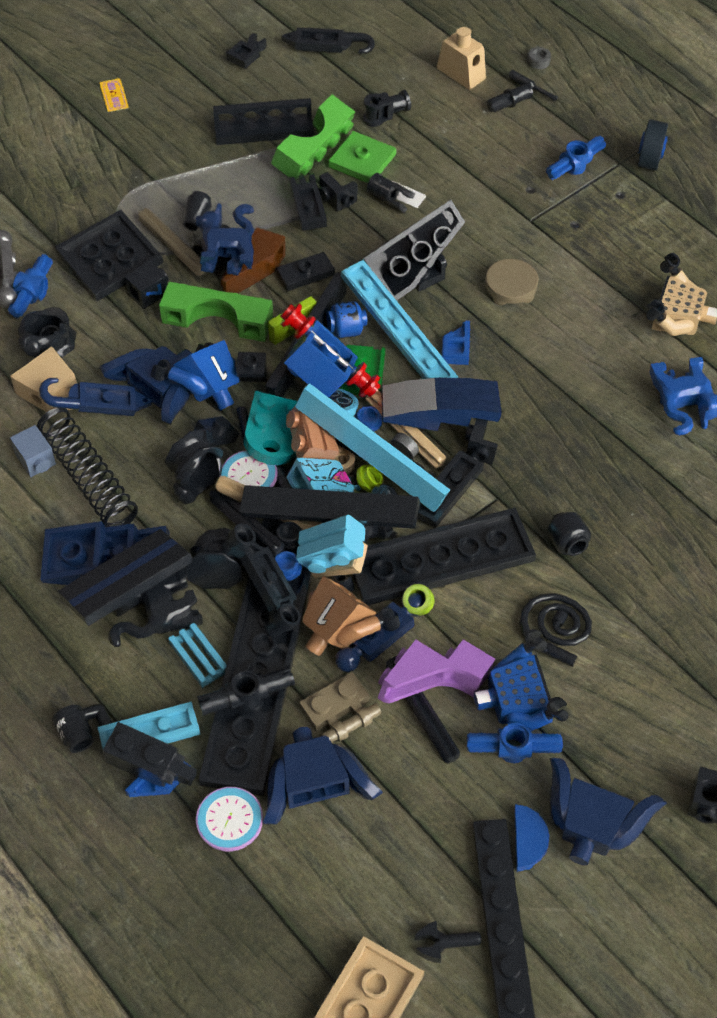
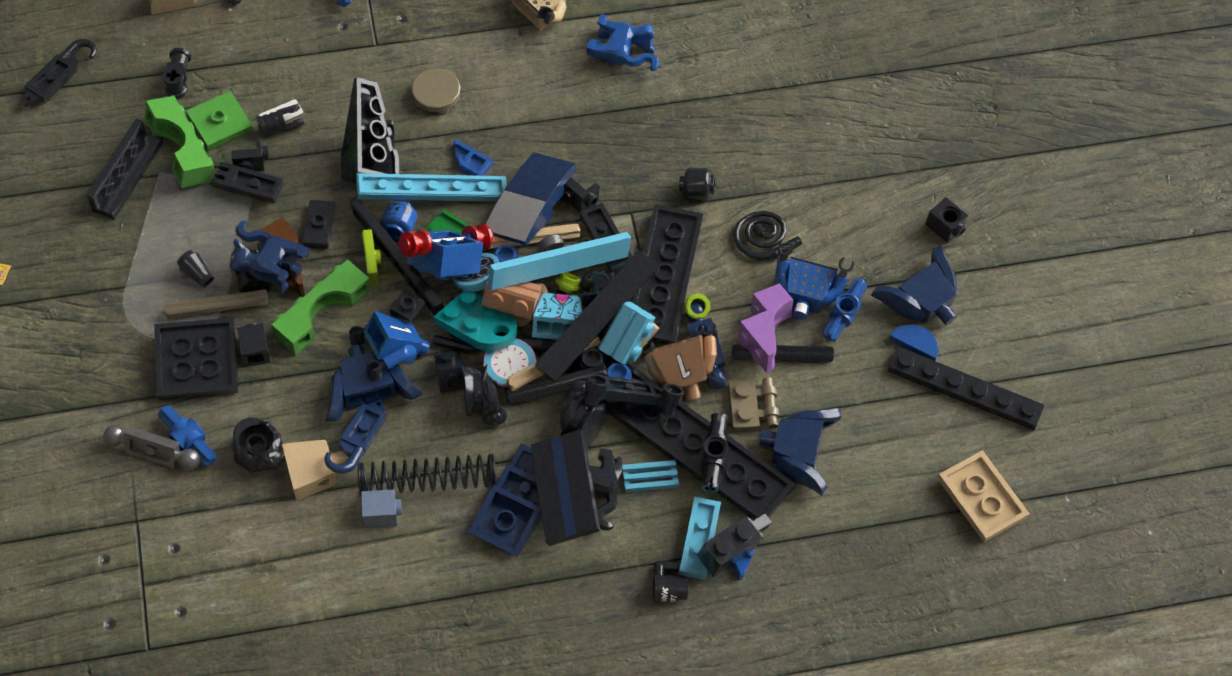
camera: 65 degrees left, 5 degrees up
(229, 819) = (805, 515): piece -> none
(246, 53) = (19, 140): black plate -> none
(443, 941) = (962, 430): black bar -> none

